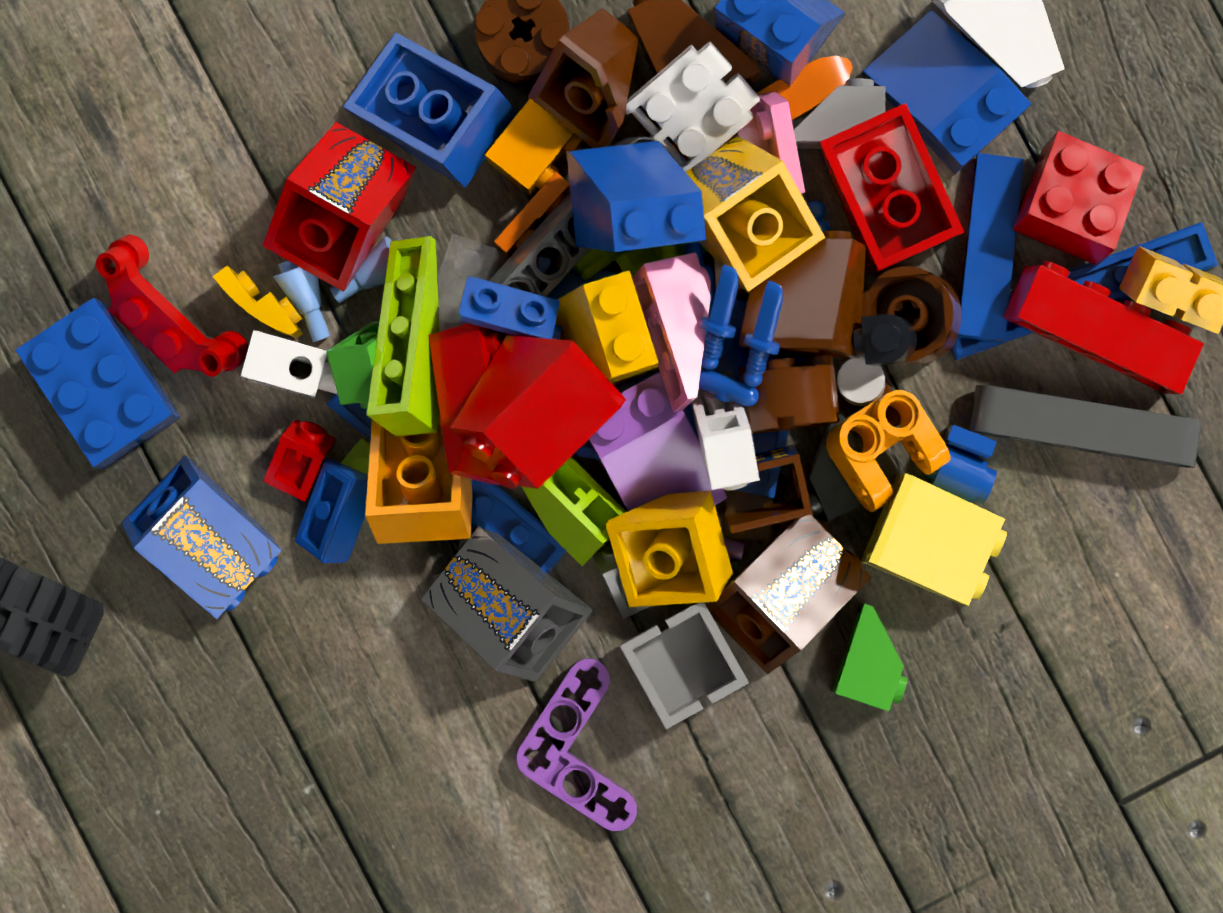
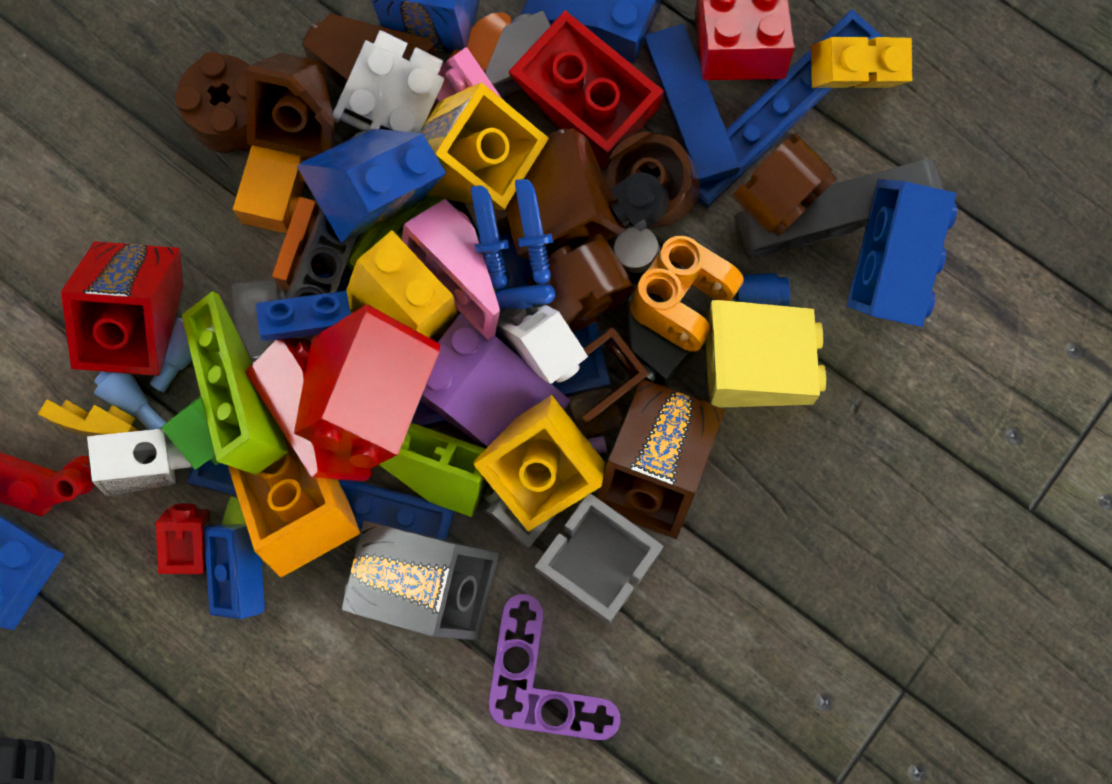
camera: 25 degrees left, 10 degrees down
(201, 538) = (124, 649): slope -> none
(431, 108) = (173, 197): blue slope -> none
(870, 664) = (760, 486): bright green slope -> none
(969, 442) = (754, 261): blue tile -> none
(1033, 389) = (782, 182): none -> reddish brown brick
(1104, 329) = (827, 119): red brick -> none
(1115, 506) = (902, 251): none -> blue brick

